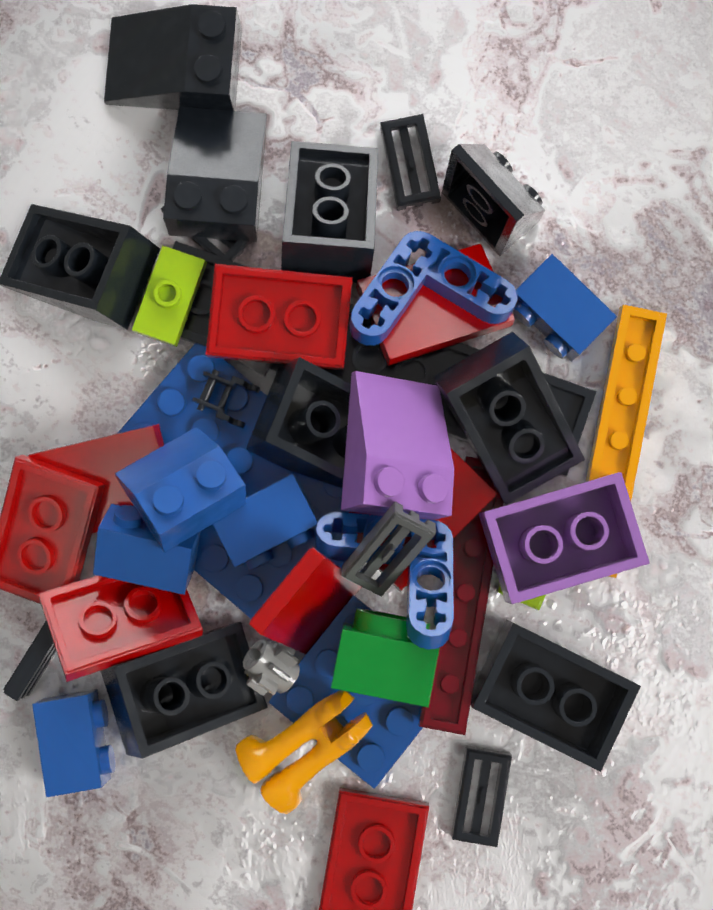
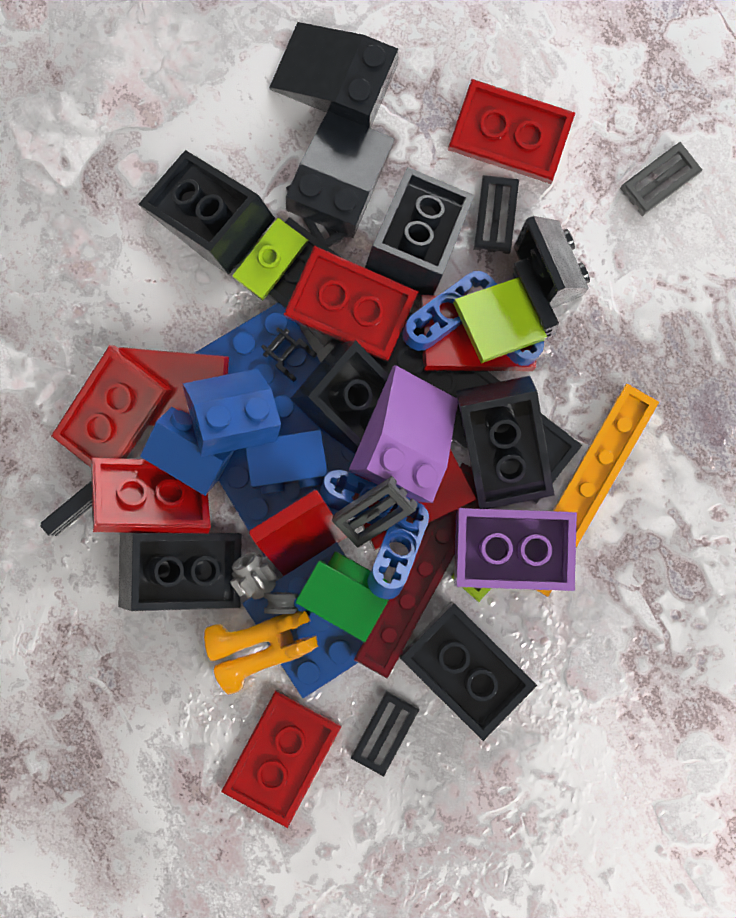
camera: 20 degrees right, 0 degrees up
(73, 742) = (80, 583): blue brick -> none
(313, 689) = (281, 603): none -> dark grey bush
(396, 62) = (511, 131): none -> red tile
(456, 279) = (499, 320): none -> lime piece
(488, 242) = (537, 296): none -> black tile
(561, 309) = (576, 370): blue brick -> none
(563, 91) = (636, 197): none -> dark grey tile

